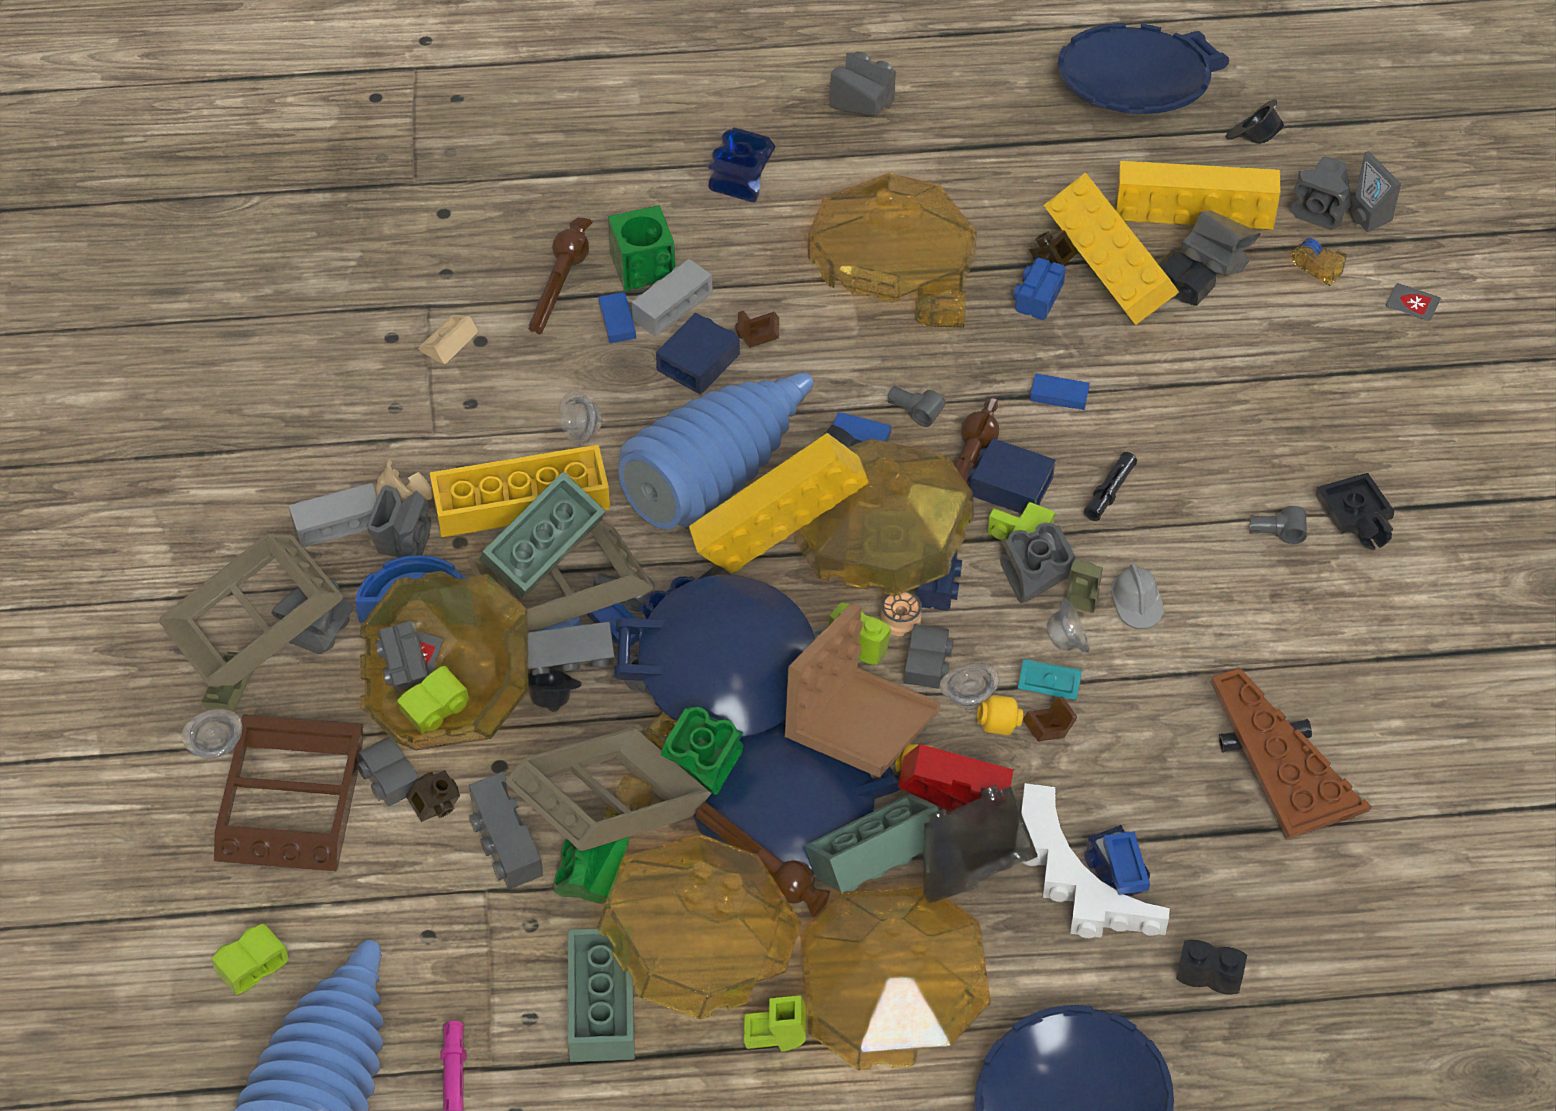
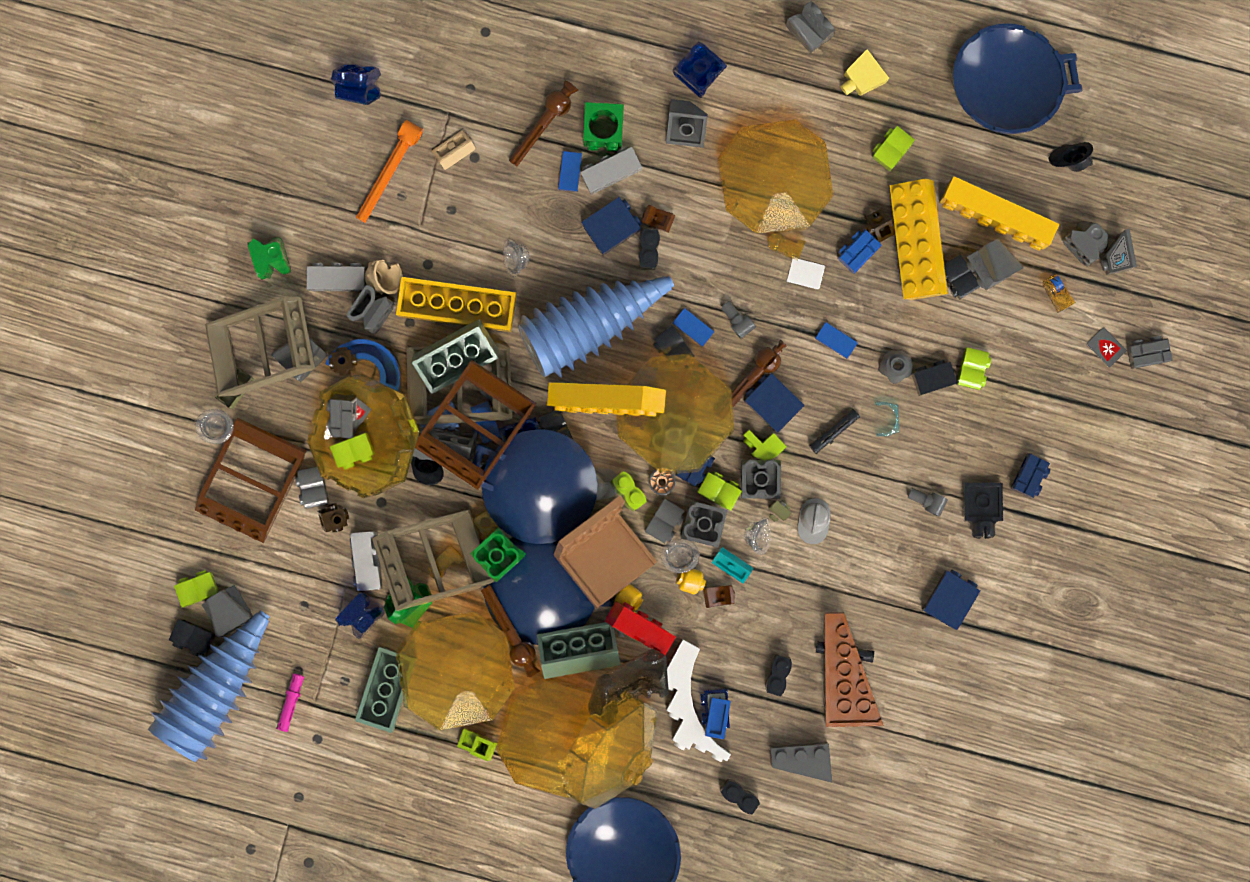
camera: 25 degrees right, 35 degrees up
(229, 510) = (269, 256): none -> green piece
(254, 1023) = (192, 637): none -> black brick
(288, 294) = (356, 83): none -> clear blue piece
(302, 964) = (227, 611): none -> dark grey piece
(379, 336) = (408, 136): none -> orange piece
(379, 576) = (348, 366): none -> dark brown brick
(521, 907) = (359, 615): none -> clear blue piece
(612, 544) = (498, 390): none -> reddish brown window
(751, 225) = (686, 124): none -> dark grey slope
(759, 356) = (649, 255): none -> black brick
(954, 119) = (864, 75): none -> light yellow torso
(982, 337) = (806, 273): none -> white sticker
(987, 598) = (719, 491): none -> lime brick
(987, 634) = (704, 524): none -> dark grey piece
(991, 933) = (611, 751): none -> clear yellow windscreen
(1027, 177) = (893, 148): none -> lime brick
(1155, 389) = (887, 366): none -> dark grey piece
(1178, 440) = (895, 408): none -> clear light blue cap
(1185, 790) = (780, 670): none -> black brick
(1211, 389) = (934, 378): none -> black brick
(1256, 365) = (973, 368): none -> lime brick
(1280, 886) = (803, 759): none -> dark grey wedge
(1378, 626) = (951, 599): none -> dark blue brick
(1400, 455) = (1030, 476): none -> dark blue brick
(1471, 285) = (1149, 353): none -> dark grey brick

